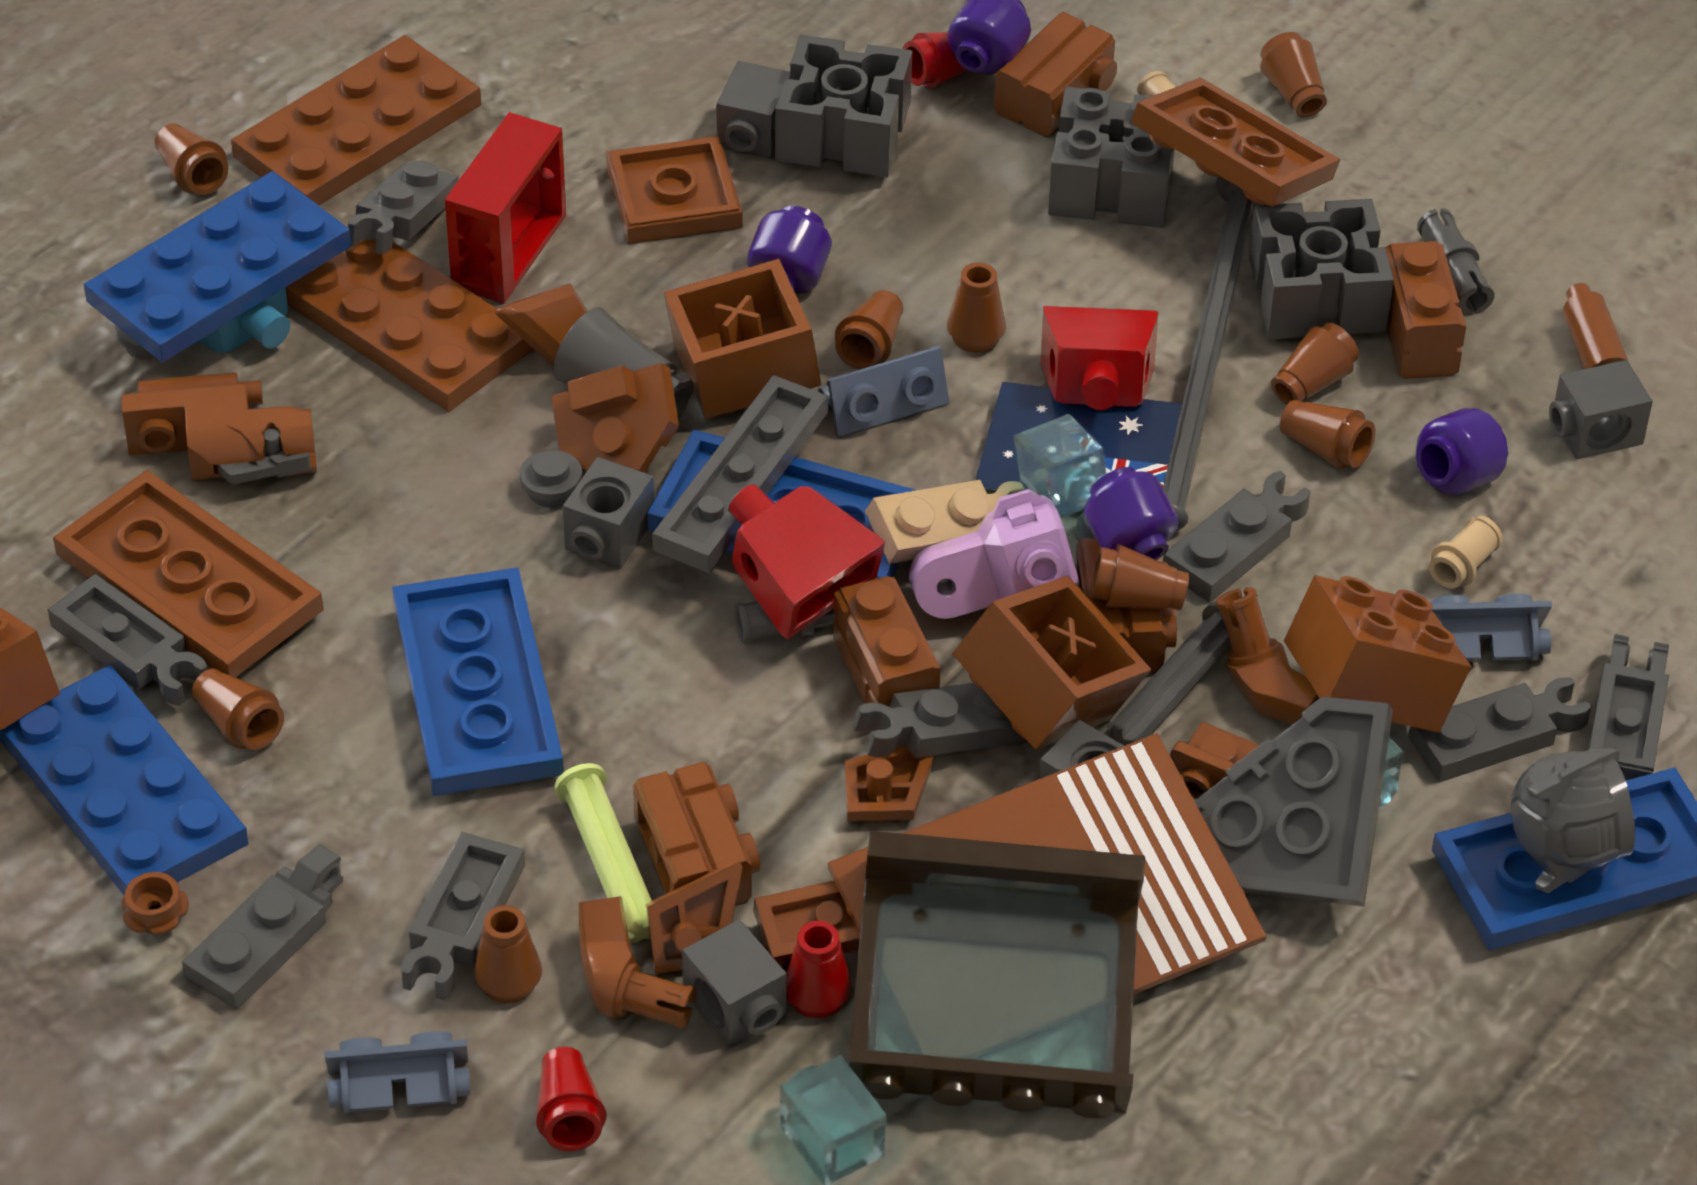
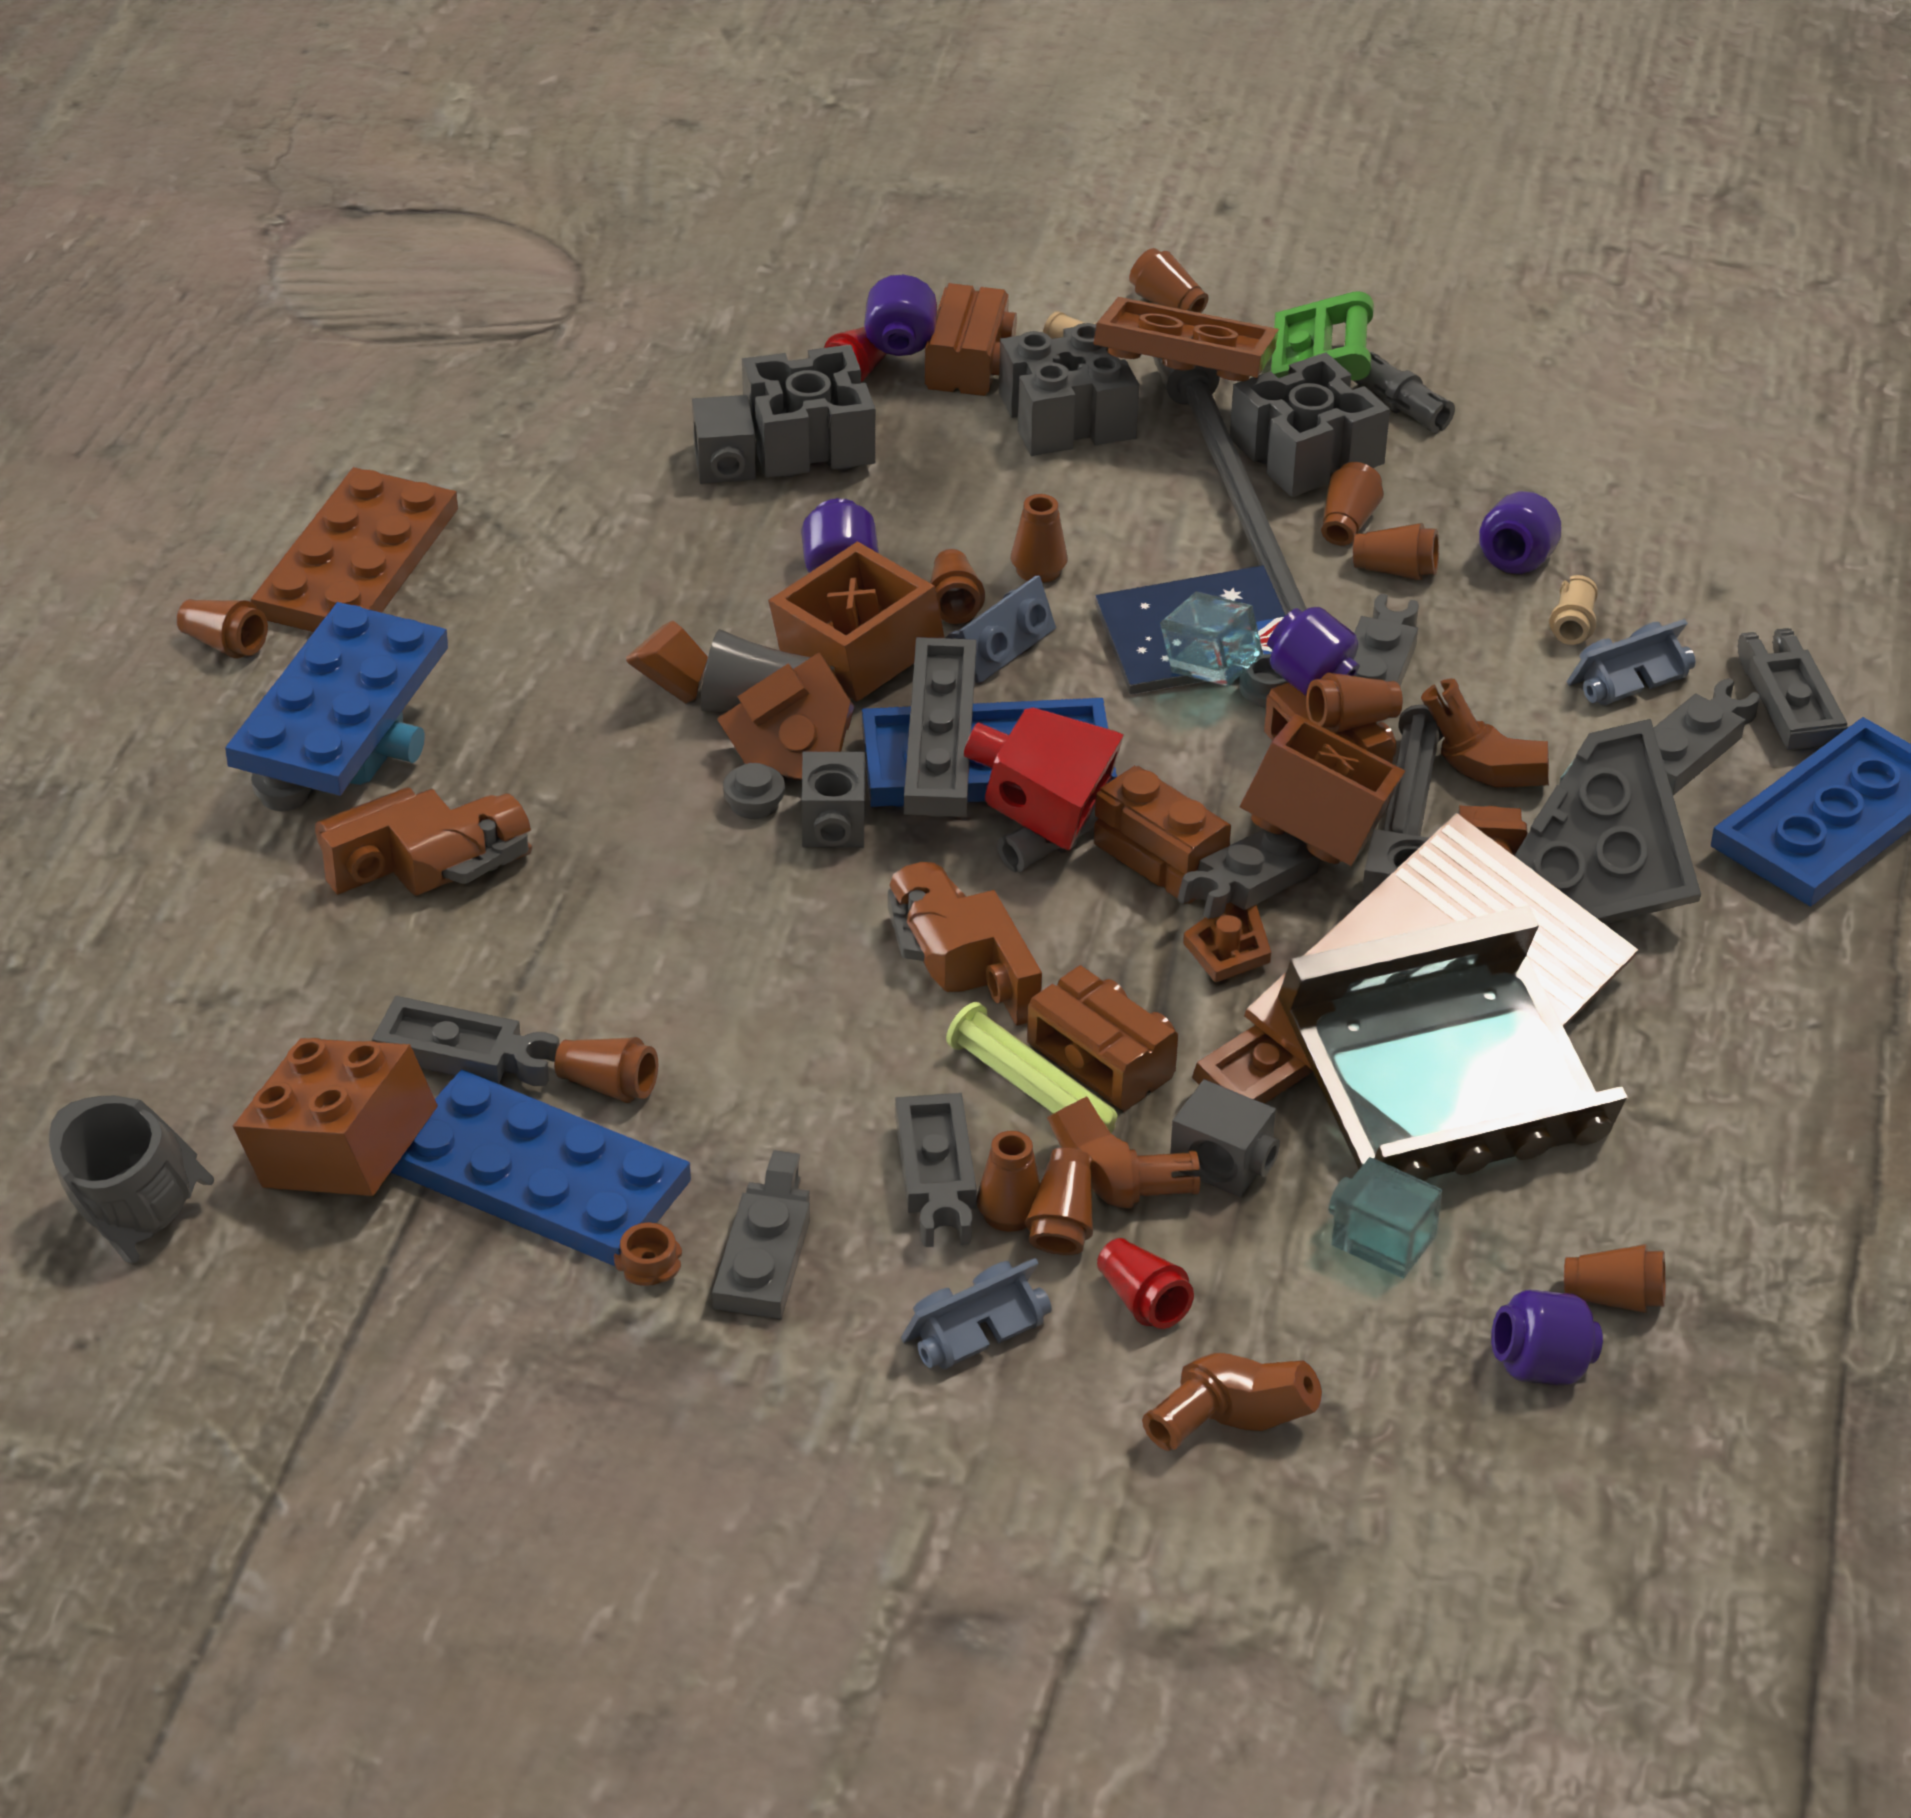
camera: 25 degrees left, 5 degrees down
(190, 573) = (479, 965): dark orange plate -> none
(401, 205) = (460, 602): dark grey plate -> none
(409, 321) = (531, 702): dark orange plate -> none
(477, 681) = (812, 974): blue plate -> none
(506, 207) = (569, 575): red window -> none
(540, 993) = (1063, 1204): none -> dark orange cone
(628, 687) = (962, 937): none -> dark orange plate
(674, 189) = (690, 527): dark orange tile -> none
(691, 915) = (1151, 1097): dark orange piece -> none
(818, 971) = (1294, 1096): red cone -> none
(931, 515) = (1141, 708): tan plate -> none
(1010, 552) = (1221, 722): lavender piece -> none
(1098, 354) = (1180, 542): red torso -> none
(1378, 650) = (1578, 691): dark orange brick -> none
(1393, 170) = (1309, 330): none -> bright green plate
(1424, 311) = (1422, 438): dark orange brick -> none
(1573, 814) = (1833, 765): dark grey helmet -> none
(1592, 327) = (1558, 417): dark orange cylinder -> none
(1600, 409) = (1606, 468): dark grey brick -> none

